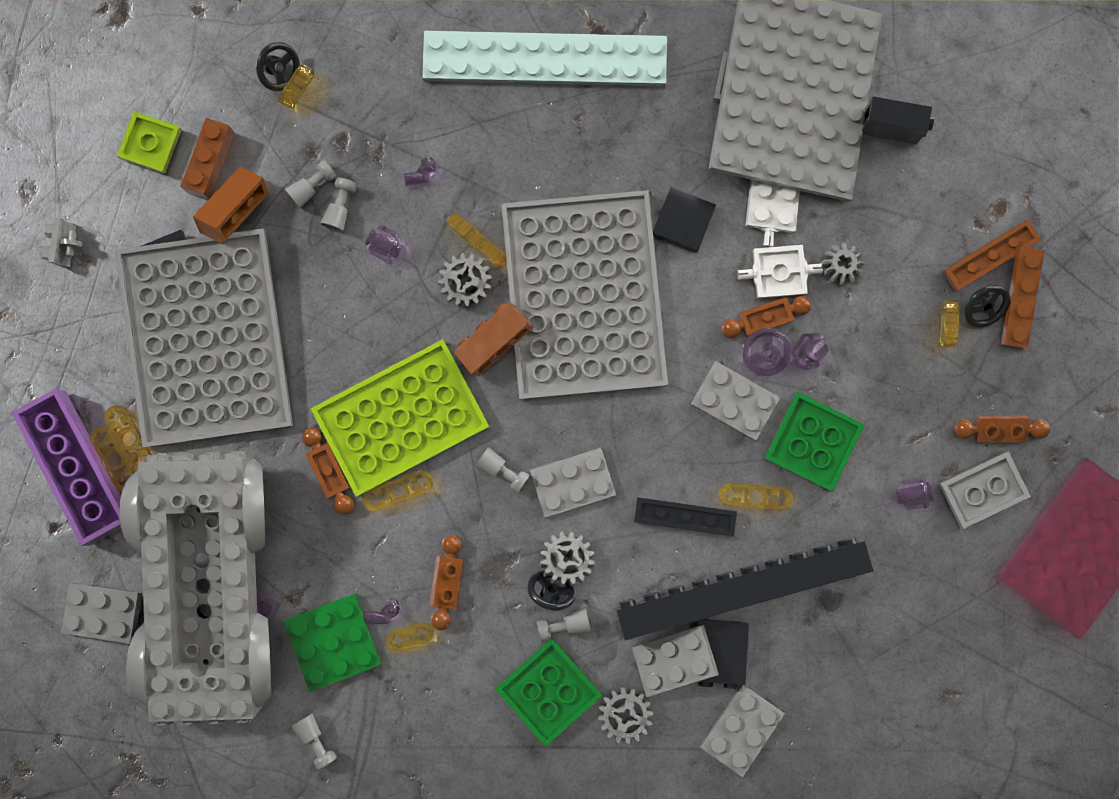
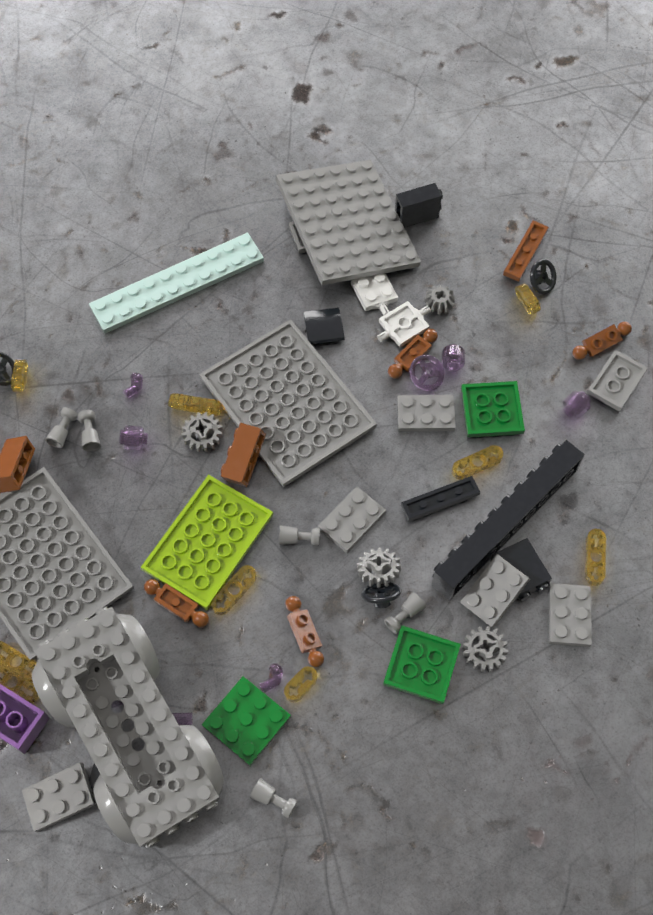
camera: 30 degrees left, 20 degrees down
(831, 672) = (601, 550): none -> clear yellow beam
(1022, 297) = (558, 257): dark orange plate -> none

